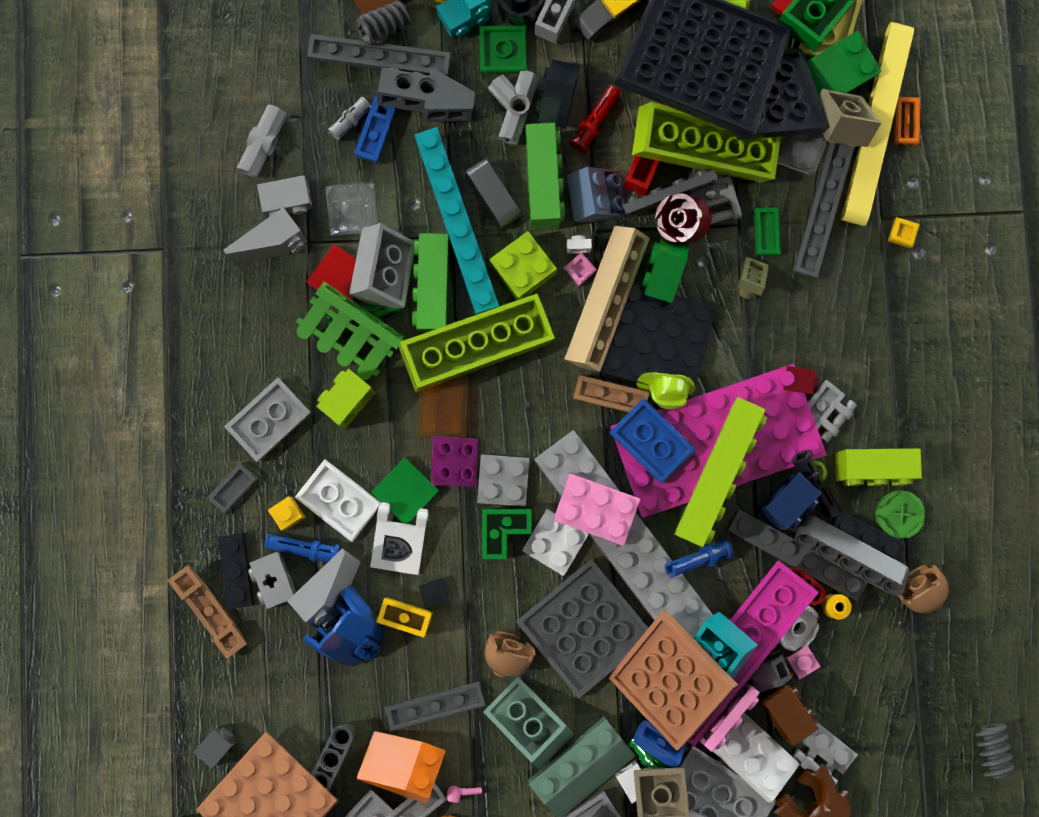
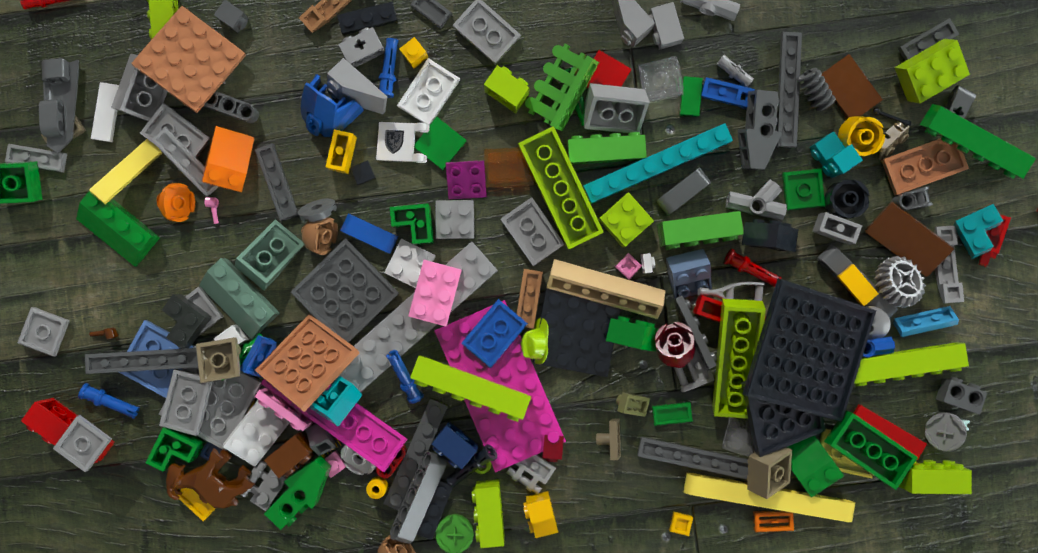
camera: 85 degrees right, 5 degrees up
(382, 175) = (691, 96): none -> green tile
(477, 653) = (317, 210): none -> dark grey tile
(512, 591) = (369, 233): none -> blue beam
(527, 384) = (532, 231): none -> light grey plate
(621, 147) = (730, 290): none -> light grey piece
(794, 308) = (612, 439): none -> dark tan tile
(820, 695) = (307, 479): none -> green brick
(881, 401) = (541, 514): none -> yellow brick

